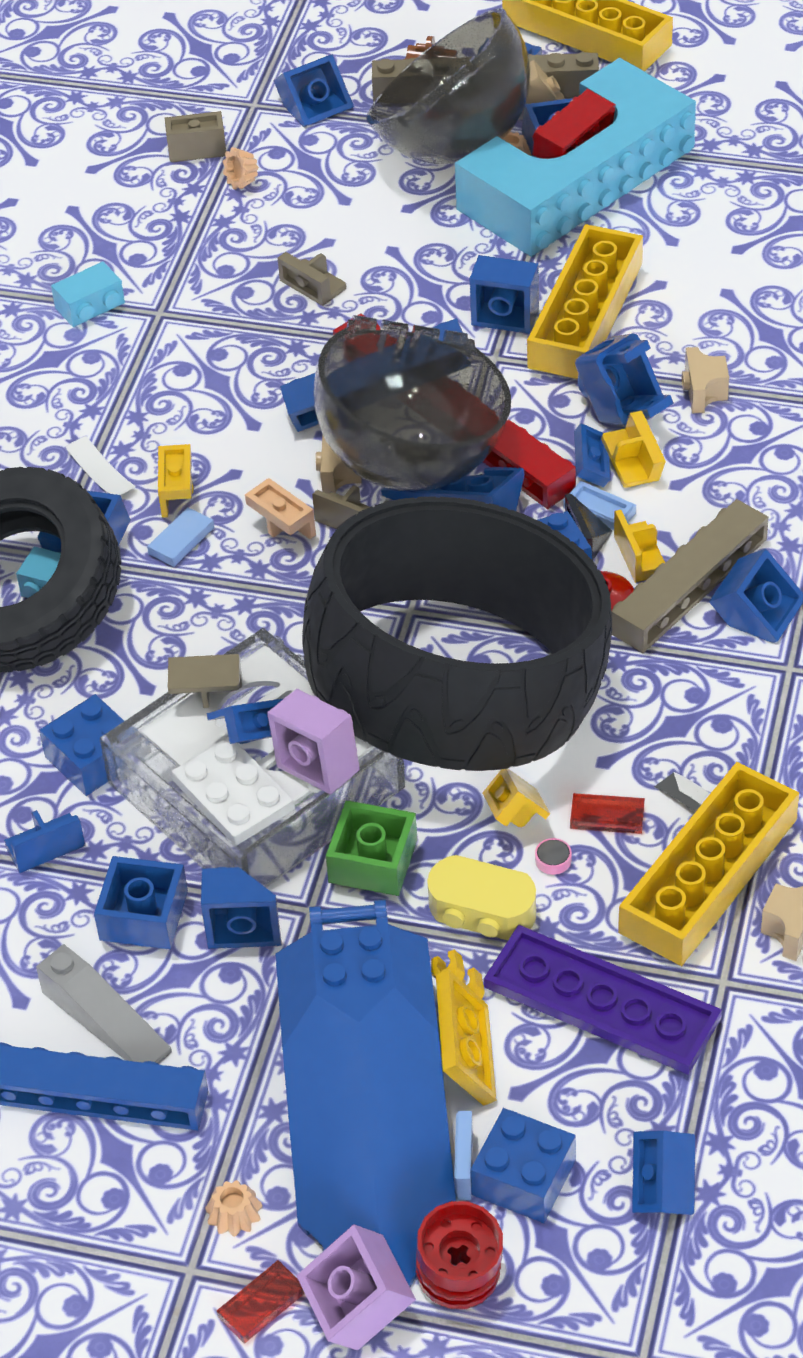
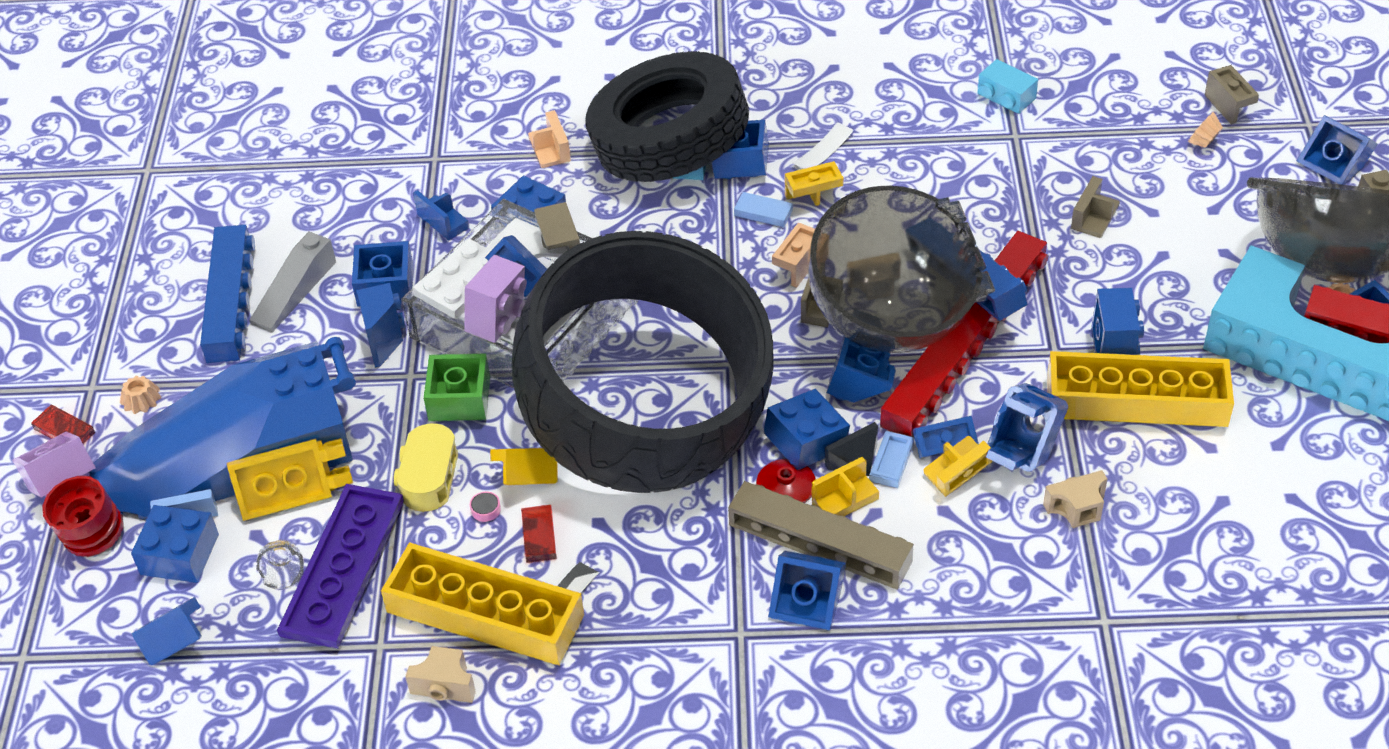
camera: 75 degrees right, 0 degrees up
(591, 1054) = (280, 564): none -> clear hair

